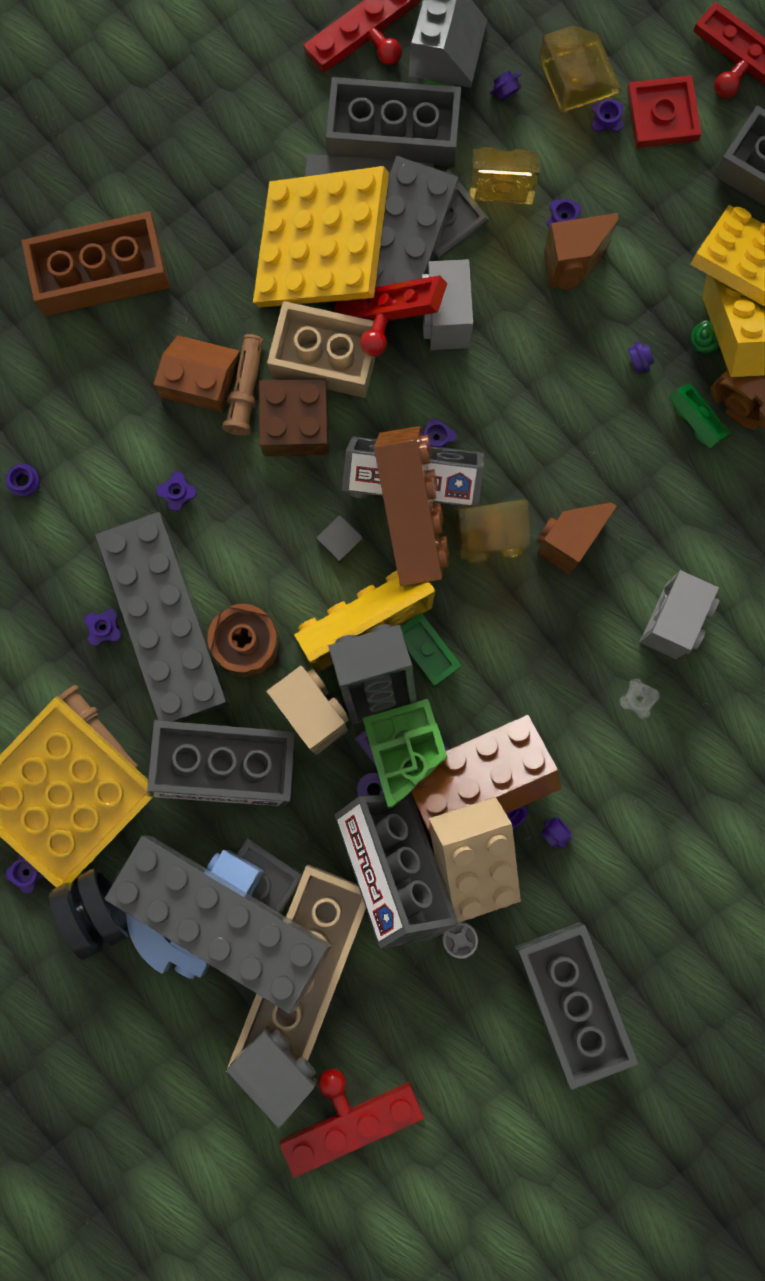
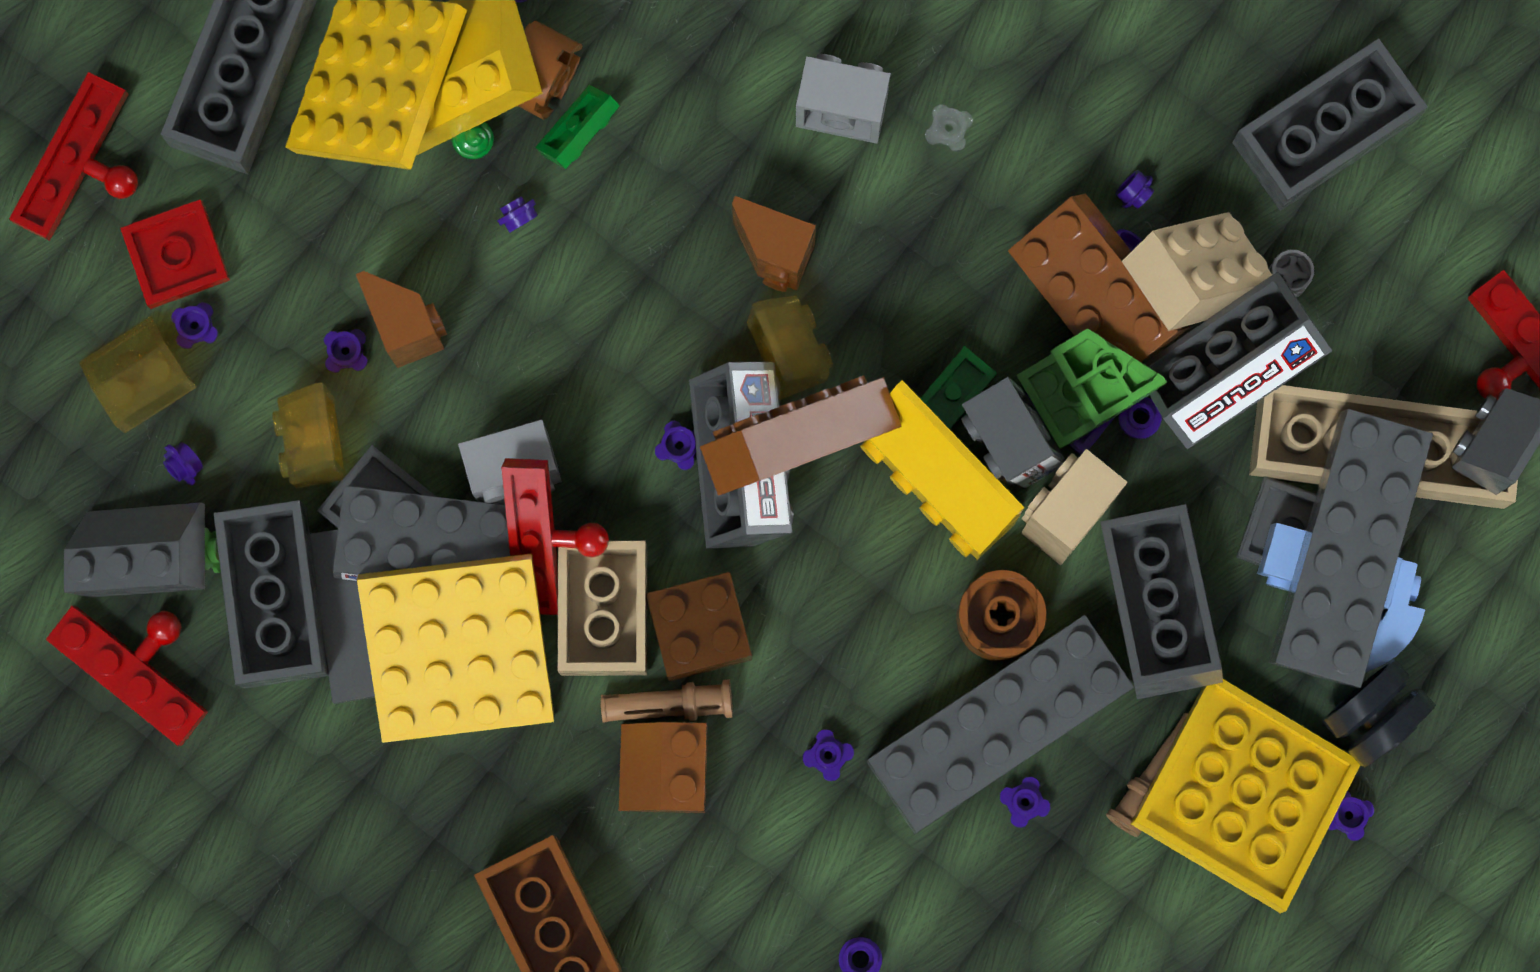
camera: 105 degrees left, 0 degrees up
(339, 539) = (838, 535): dark grey tile -> none

